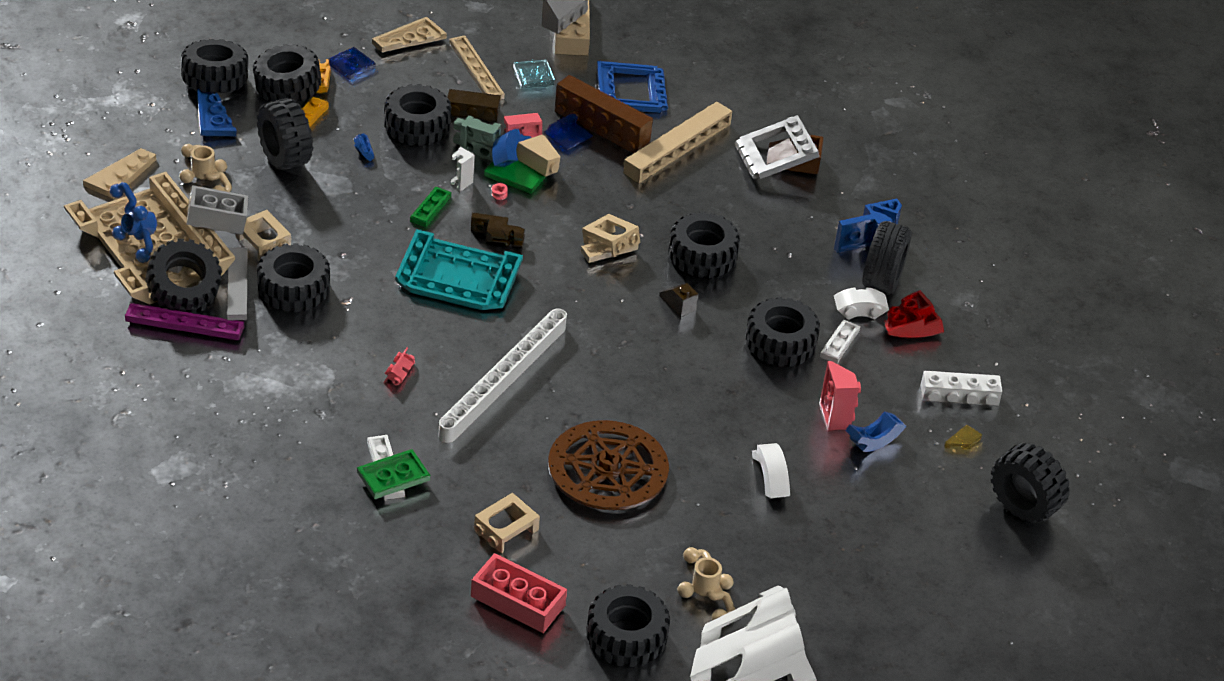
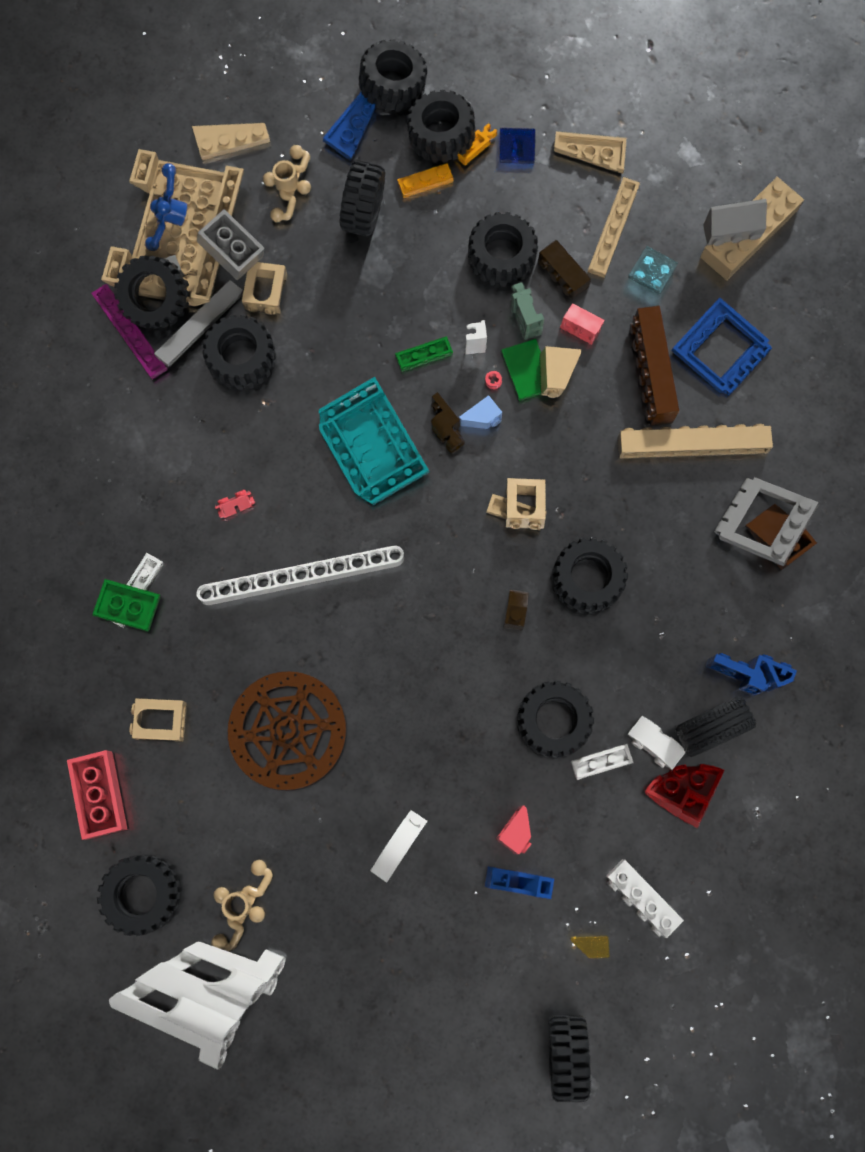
camera: 50 degrees right, 35 degrees up
(363, 146) = (433, 248): blue plate -> none
(505, 148) = (533, 340): blue arch -> none
(519, 209) = (482, 415): none -> light blue slope
(567, 132) = (613, 359): clear blue hinge -> none

